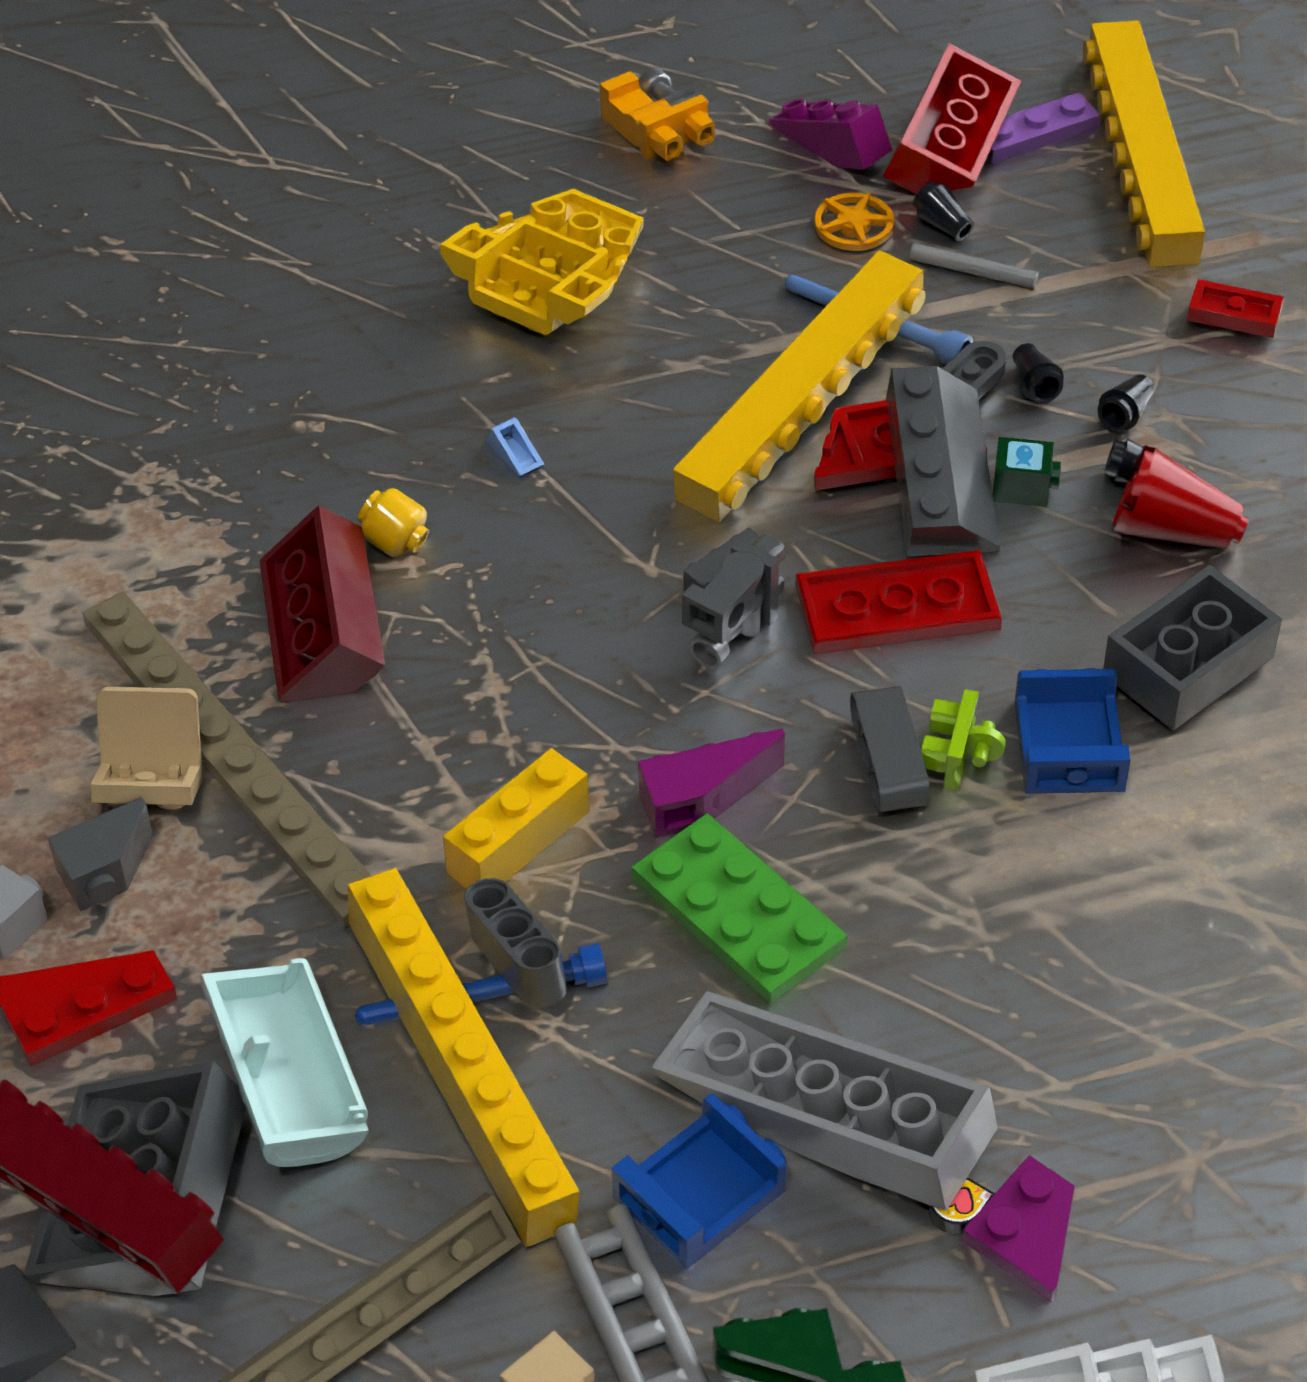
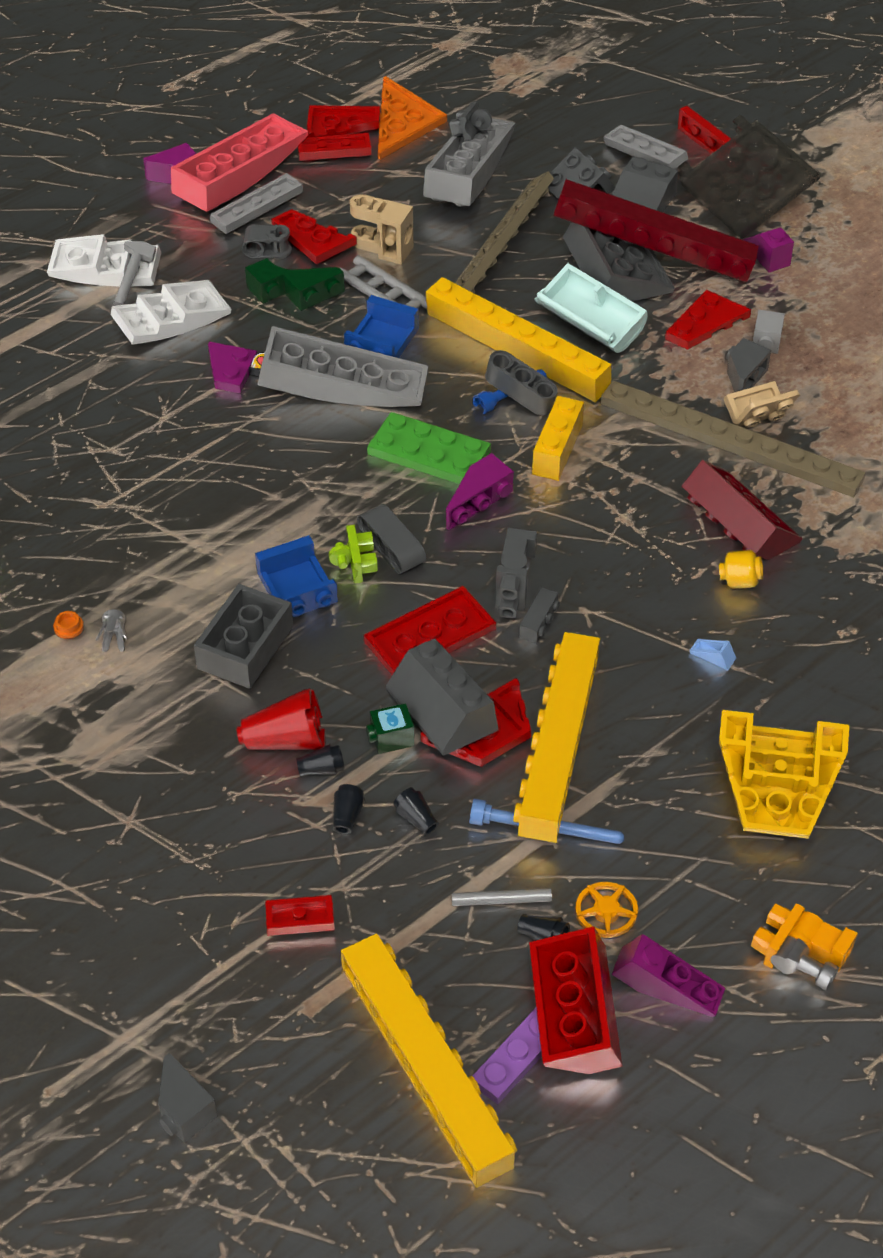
camera: 155 degrees right, 0 degrees up
(979, 365) = (458, 797): dark grey plate -> none

